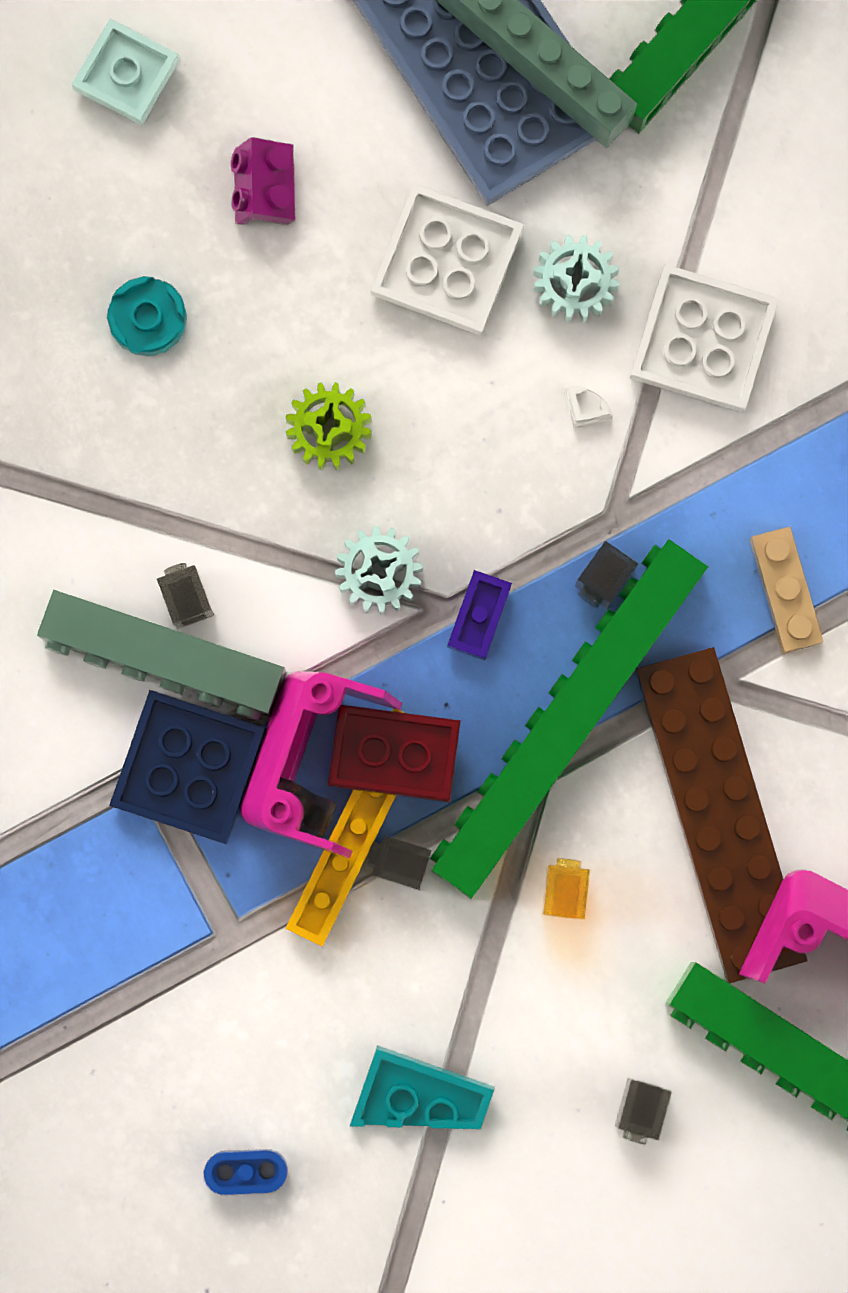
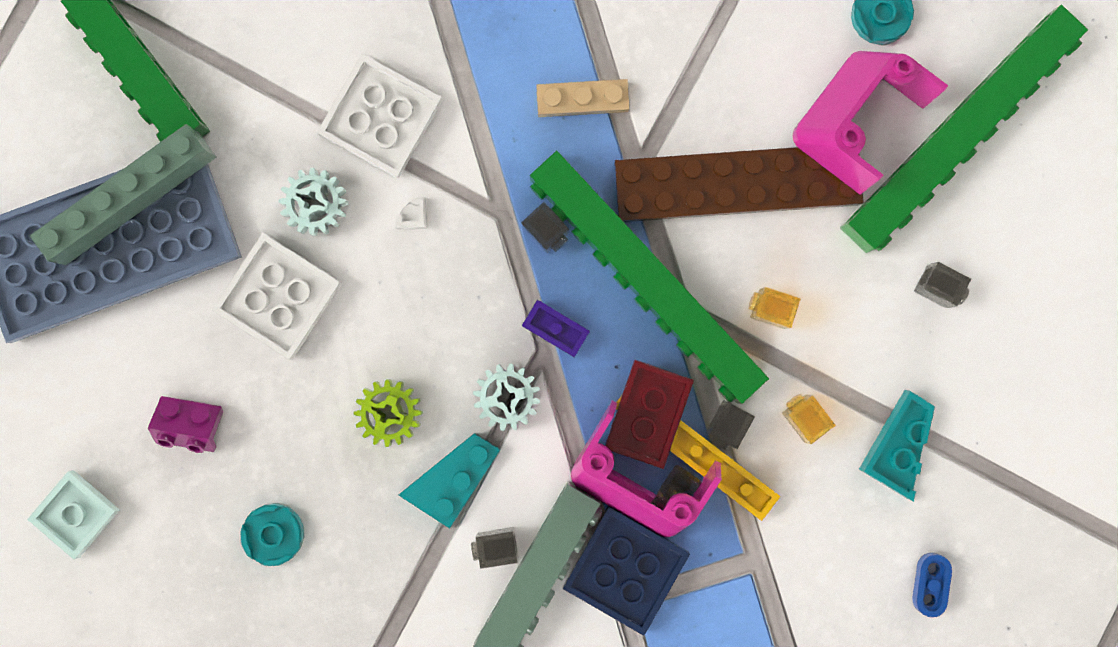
camera: 75 degrees left, 5 degrees up
(259, 525) = (452, 480): none -> teal wing
(431, 962) = (807, 418): none -> clear yellow brick

